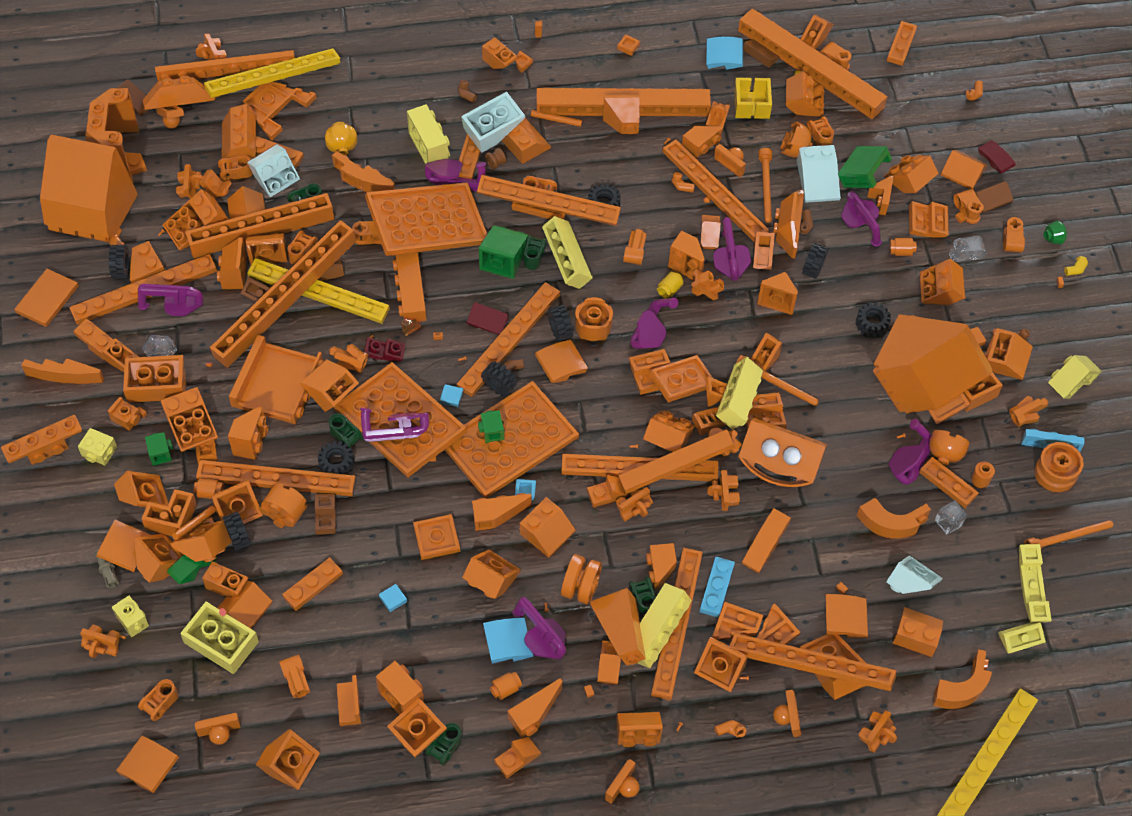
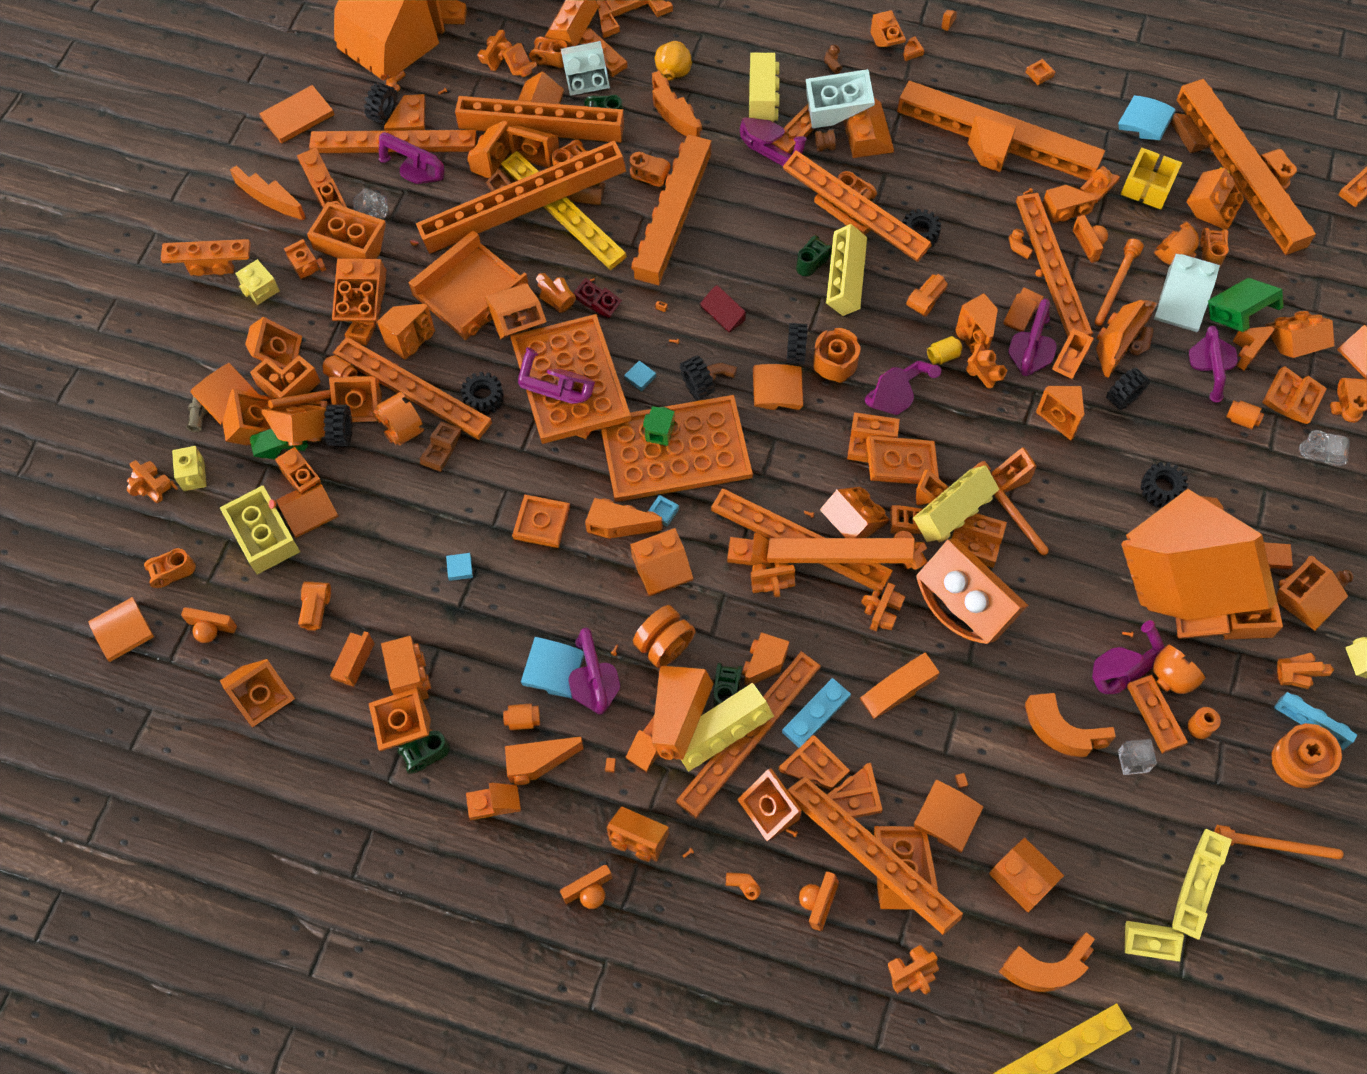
camera: 30 degrees right, 5 degrees up
(159, 448) = (314, 308): green brick -> none
(196, 213) = (488, 81): orange slope -> none
(312, 584) = (387, 515): orange plate -> none
(347, 432) = (507, 369): dark green piece -> none
(409, 326) = (637, 284): clear orange tile -> none
(426, 218) = (712, 175): orange plate -> none
(490, 573) = (574, 586): orange slope -> none
(502, 251) = (776, 241): green slope -> none
(509, 337) = (738, 337): orange plate -> none
(562, 119) = (917, 122): orange bar -> none
(816, 31) = (1268, 131): orange slope -> none
(912, 577) = (1053, 807): light aqua slope -> none
(942, 283) = (1272, 476): orange slope -> none

